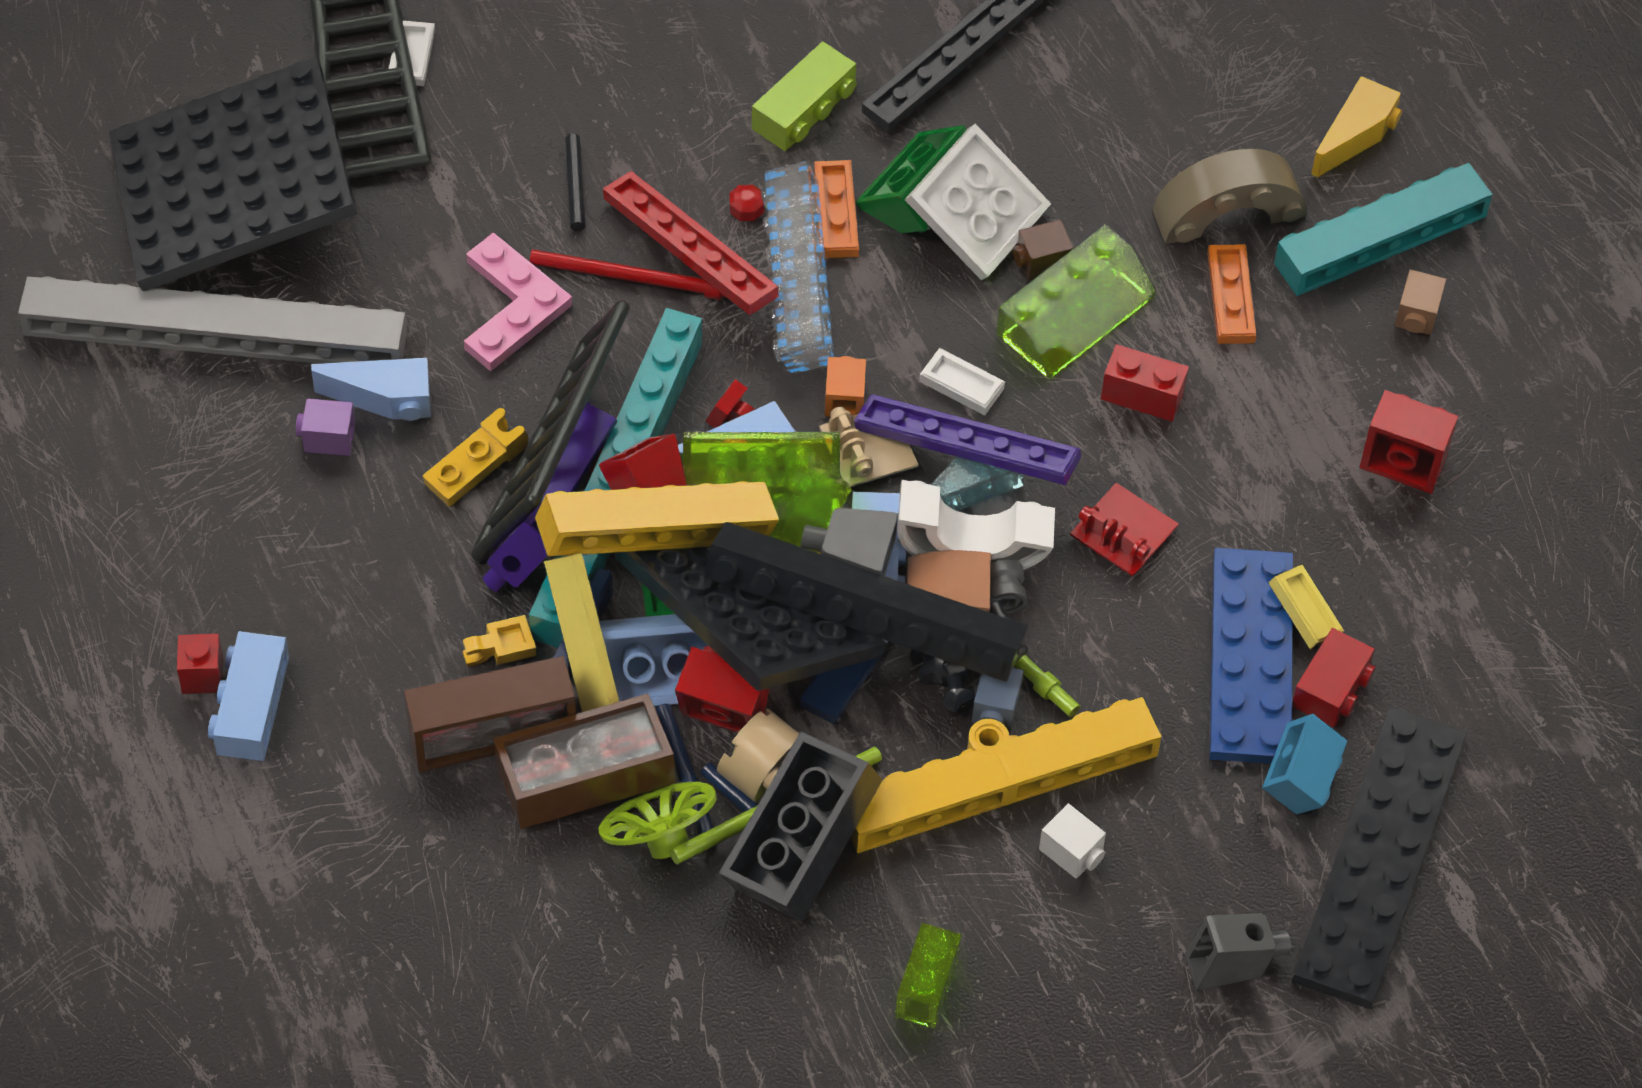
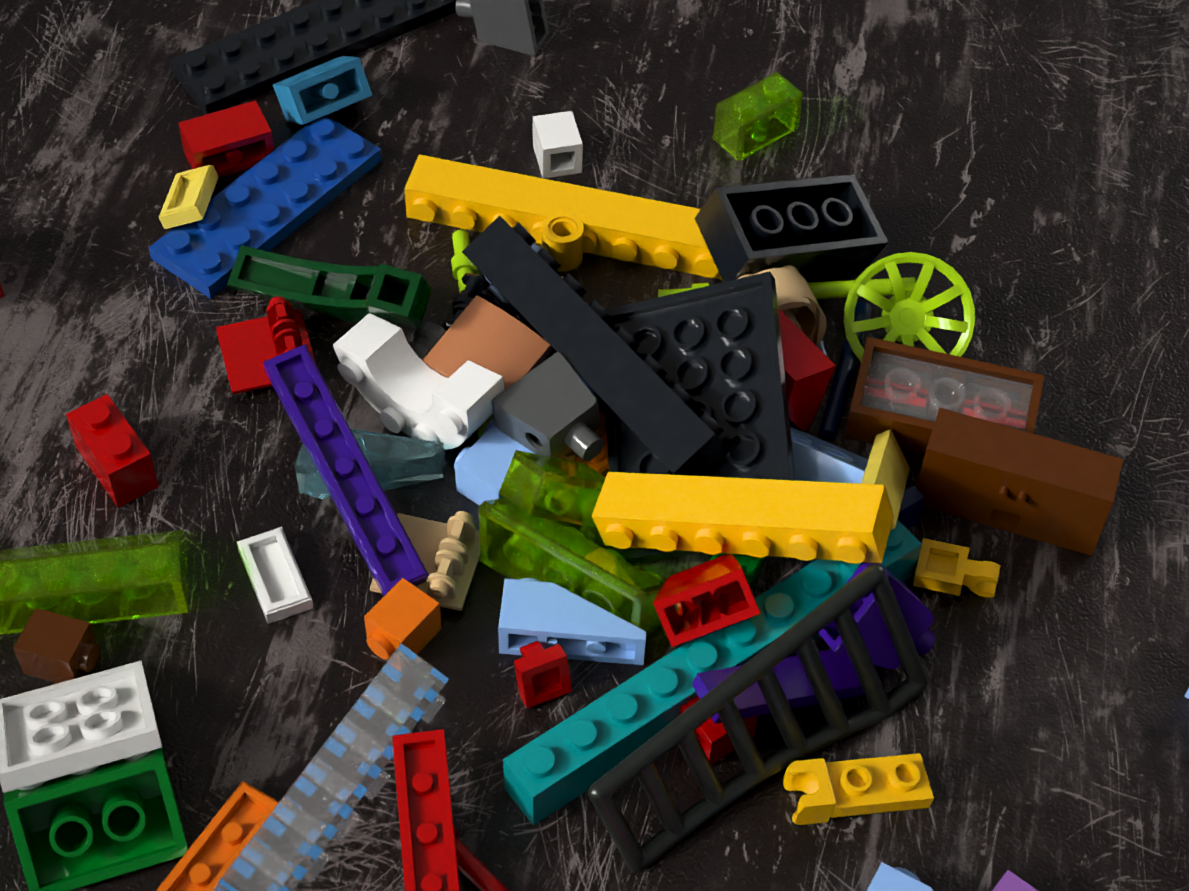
camera: 145 degrees left, 5 degrees down
(1100, 585) = (333, 288): none -> dark green arch

